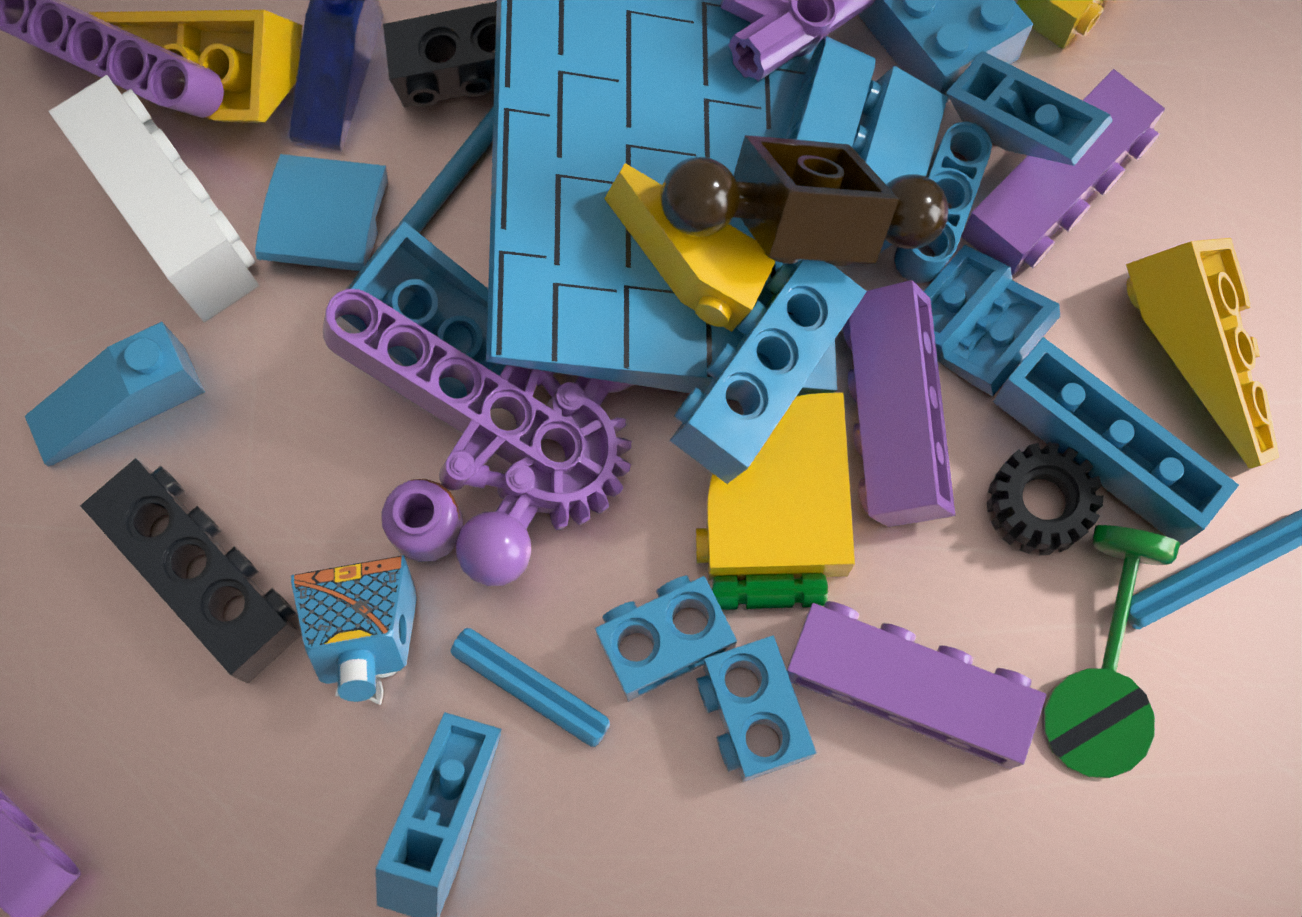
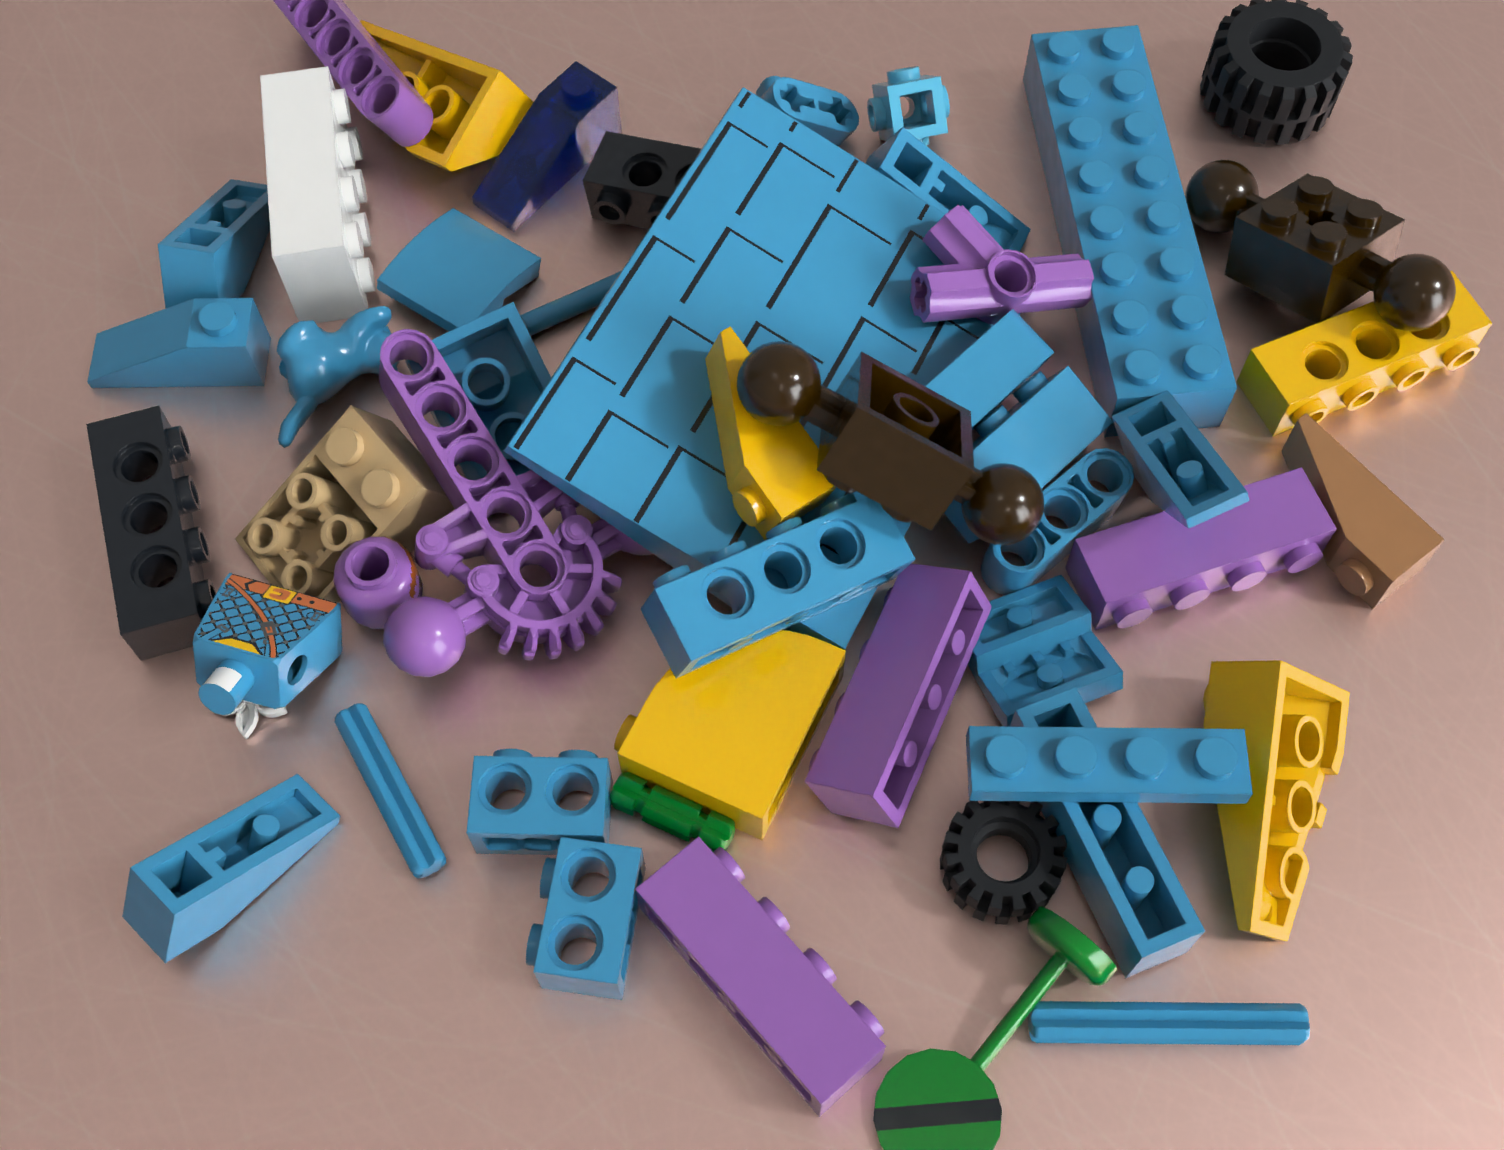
camera: 25 degrees right, 10 degrees down
(90, 283) = (216, 245): none -> dark azure slope
(253, 349) = (324, 362): none -> dark azure animal
(344, 465) = (349, 487): none -> tan slope
(1102, 390) = (1108, 765): none -> dark azure plate
(1196, 95) = (1377, 535): none -> medium nougat slope

